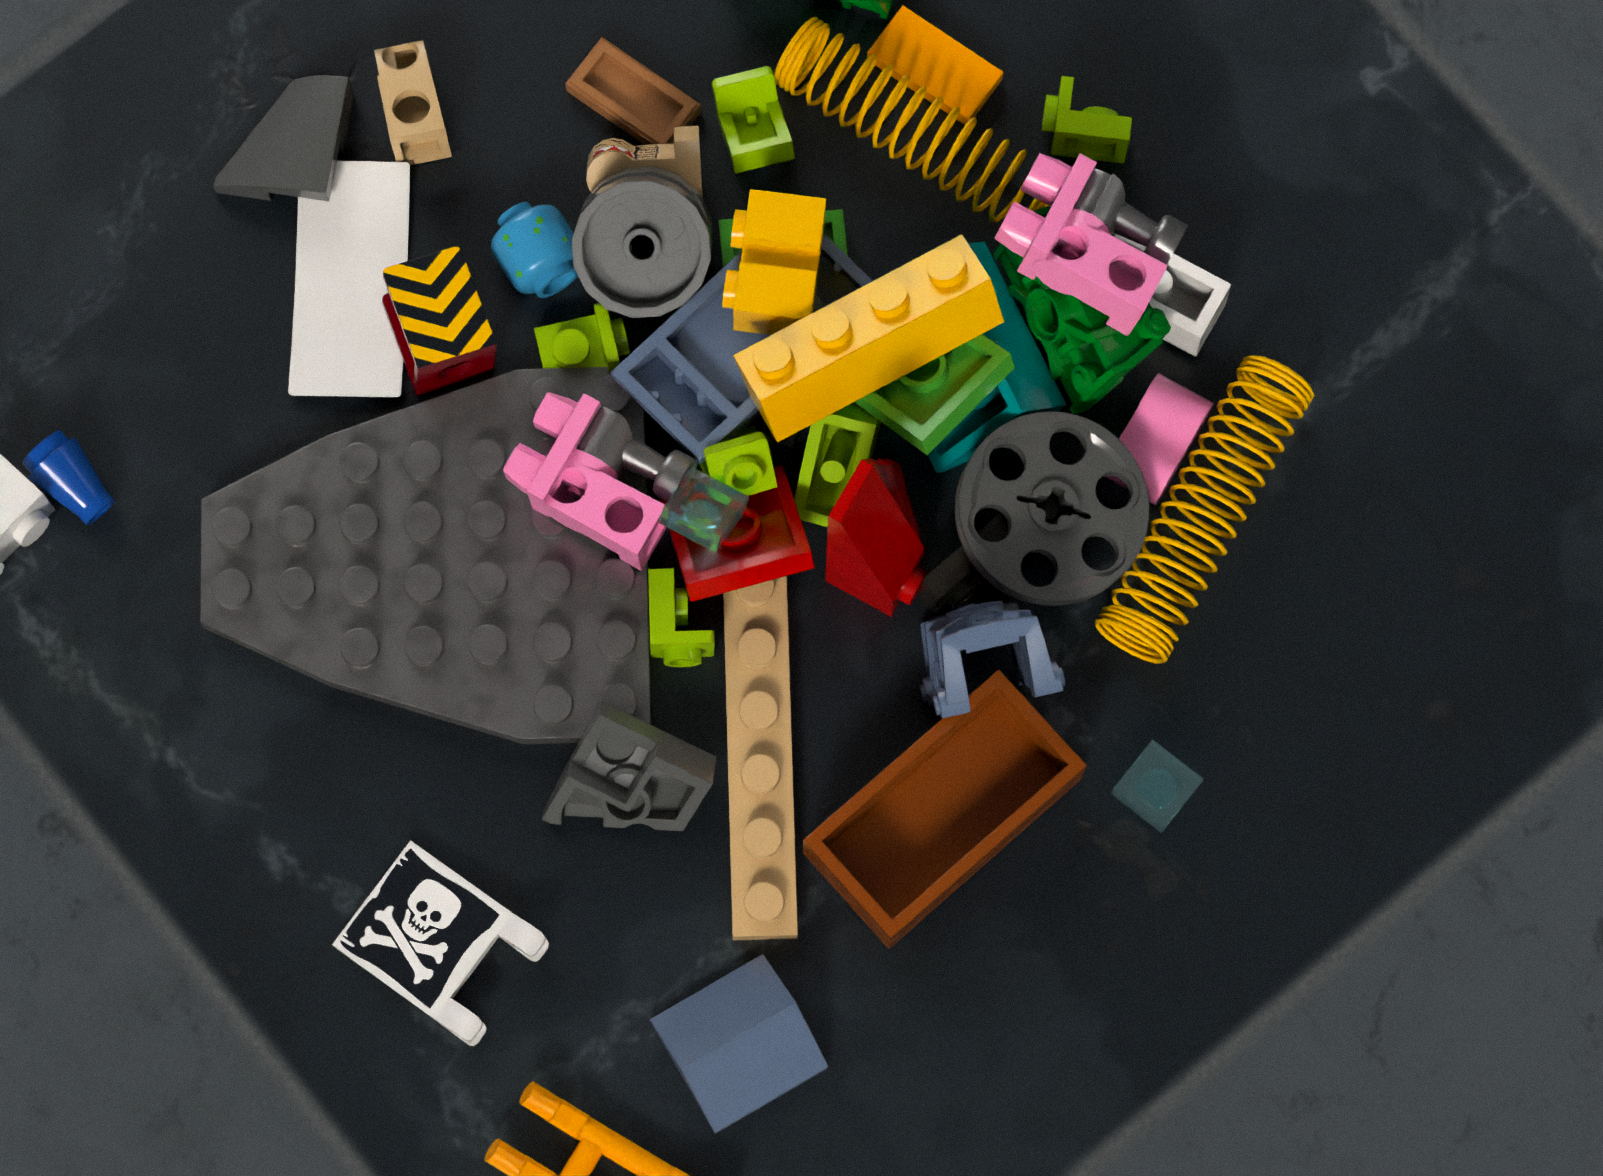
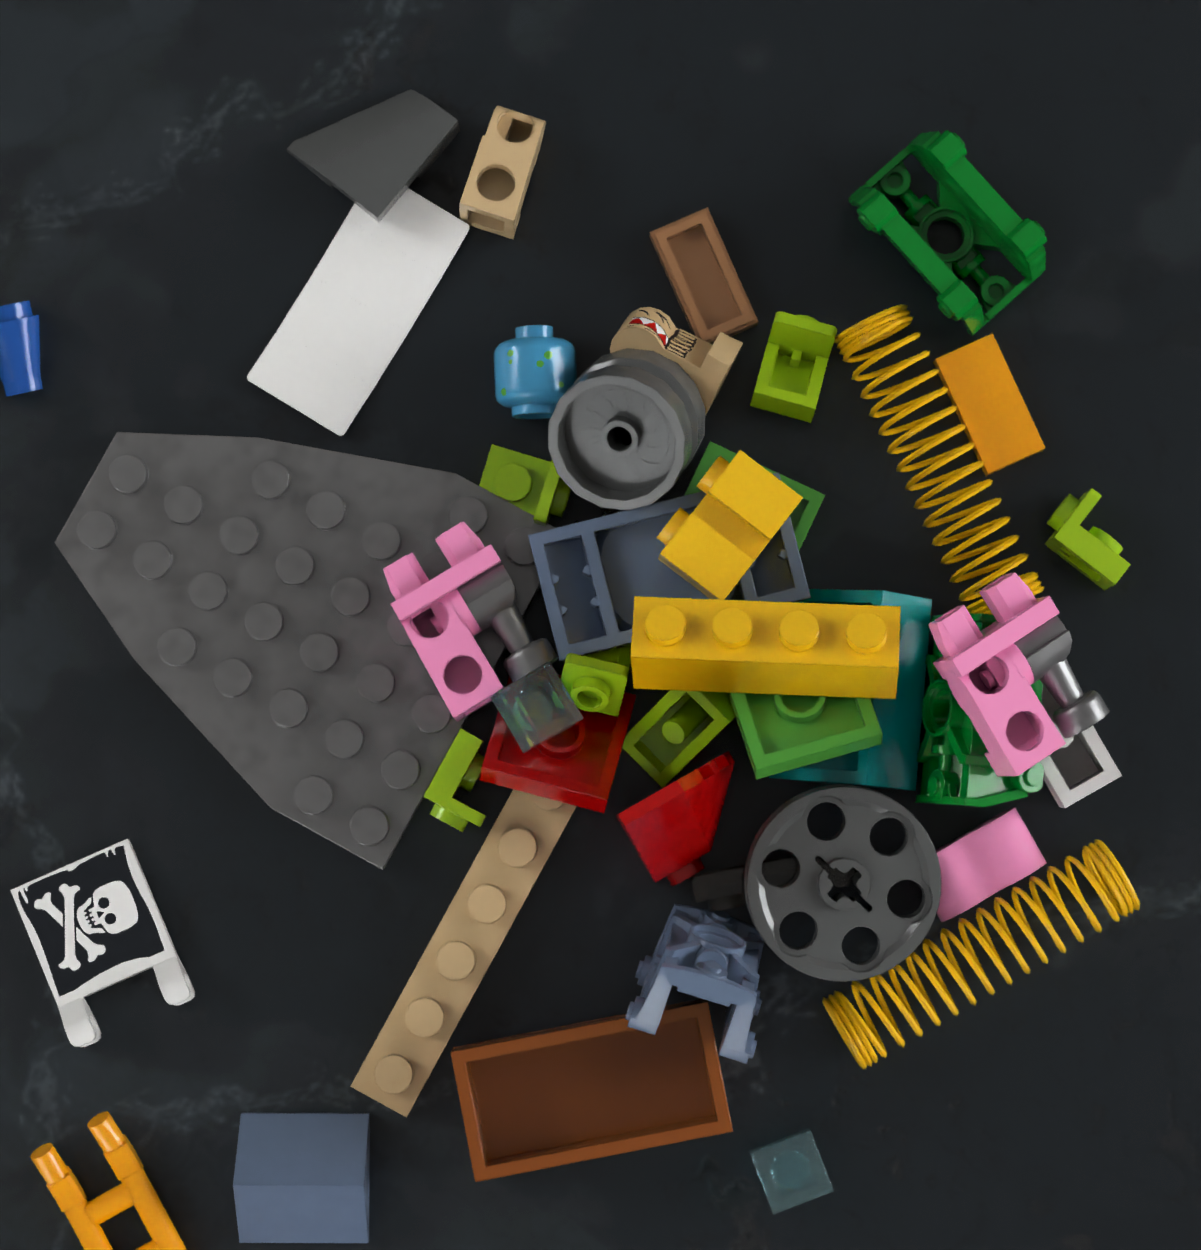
camera: 30 degrees right, 10 degrees up
(438, 320) = (409, 392): piece -> none
(631, 775) = (347, 895): dark grey slope -> none

